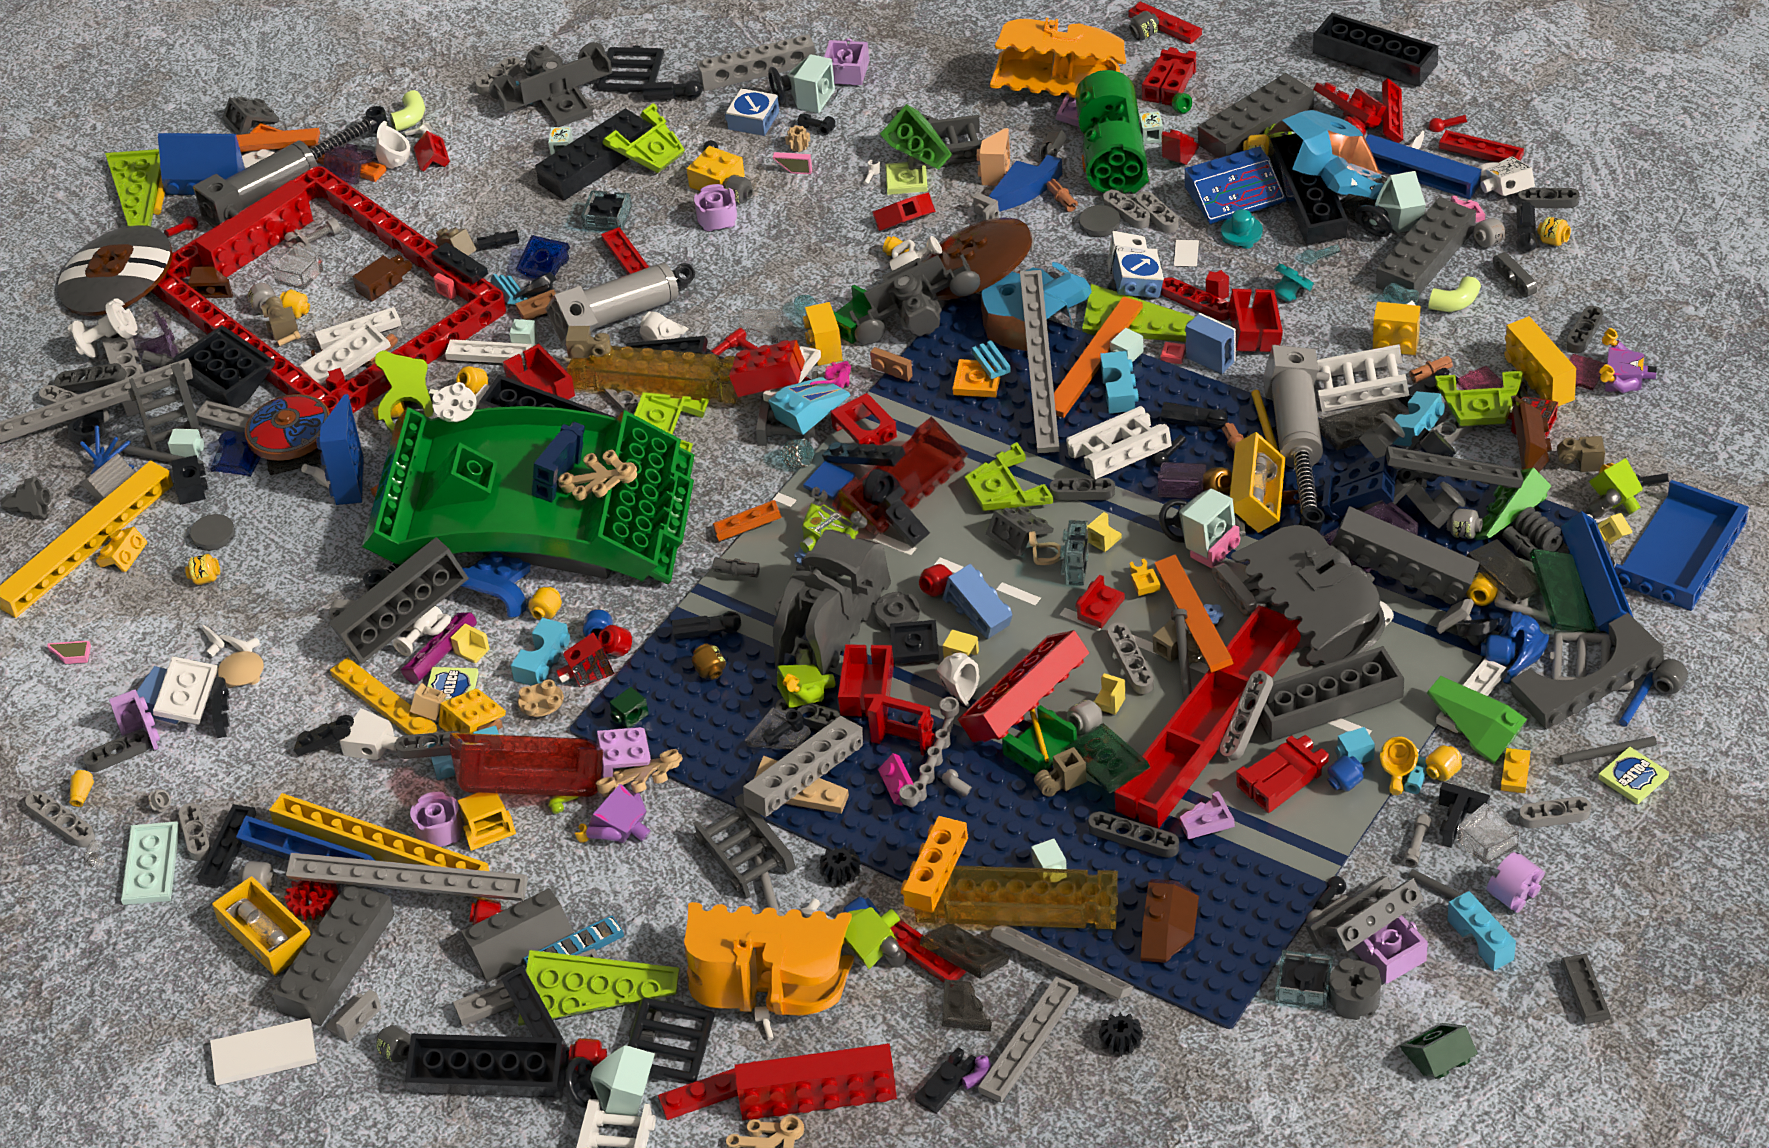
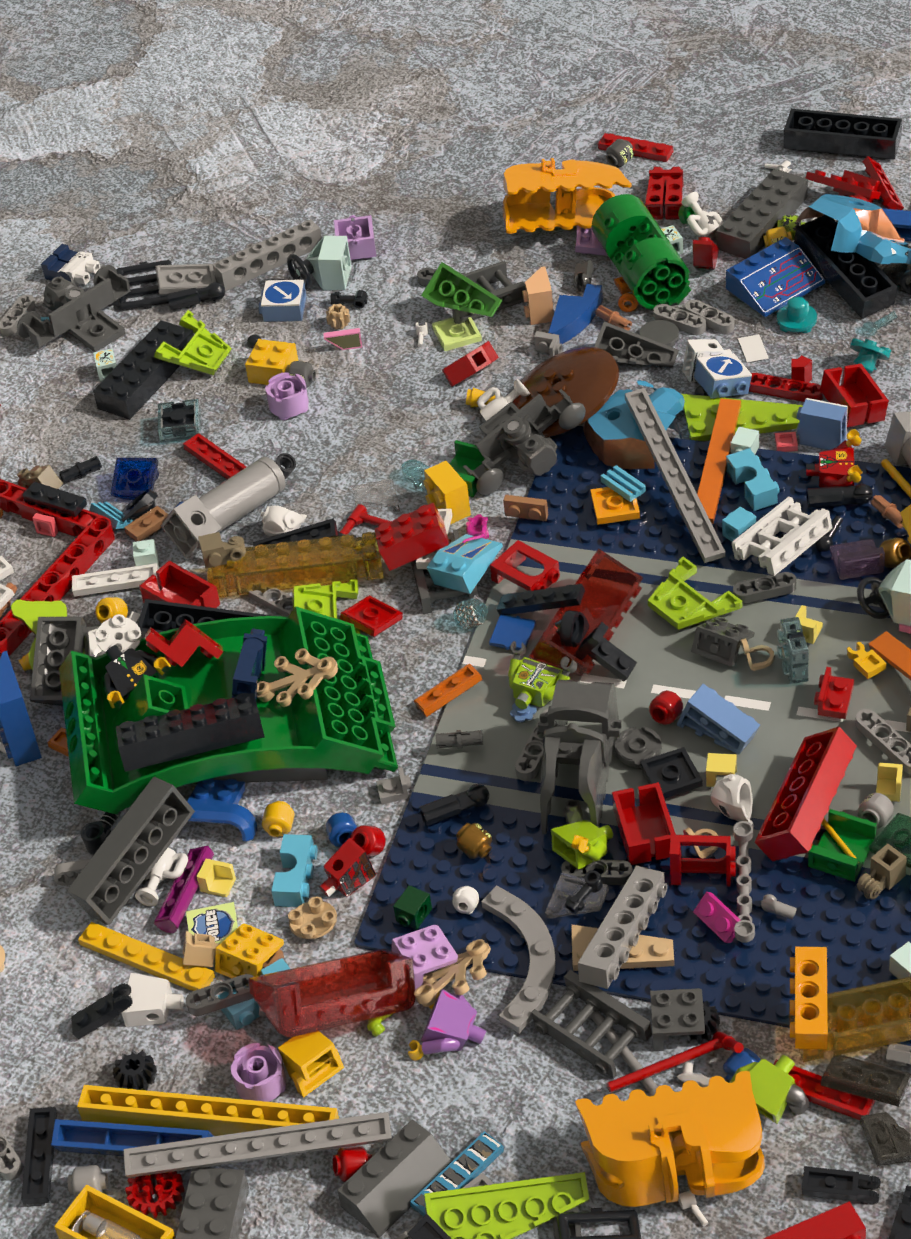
camera: 15 degrees left, 0 degrees up
(334, 793) = (135, 1071): none -> black gear
(406, 391) = (53, 643): none -> dark grey slope
(447, 435) = (126, 671): none -> black torso
(482, 503) = (189, 731): none -> black brick
(507, 422) = (183, 644): none -> red bracket
(564, 35) = (70, 265): none -> hips
(661, 599) = (394, 788): none -> light grey bracket
(667, 69) = (183, 277): none -> light grey tile
(678, 712) = (465, 899): none -> white piece
(707, 436) = (371, 615): none -> red tile
(724, 780) = (541, 953): none -> light grey plate
(818, 853) = (676, 1014): none -> dark grey bracket
(853, 888) = (719, 1040): none -> red bar
(900, 1033) = (839, 1185): none -> black hinge
(914, 720) = (708, 851): none -> tan piece
(1060, 227) = (634, 348): none -> dark grey wedge
(1079, 186) = (627, 297): none -> orange plate
(1082, 420) = (737, 523): none -> medium azure brick
(1193, 112) = (703, 222): none -> white piece
(1205, 386) = (837, 465): none -> red torso
(1300, 73) = (783, 166): none -> white hand

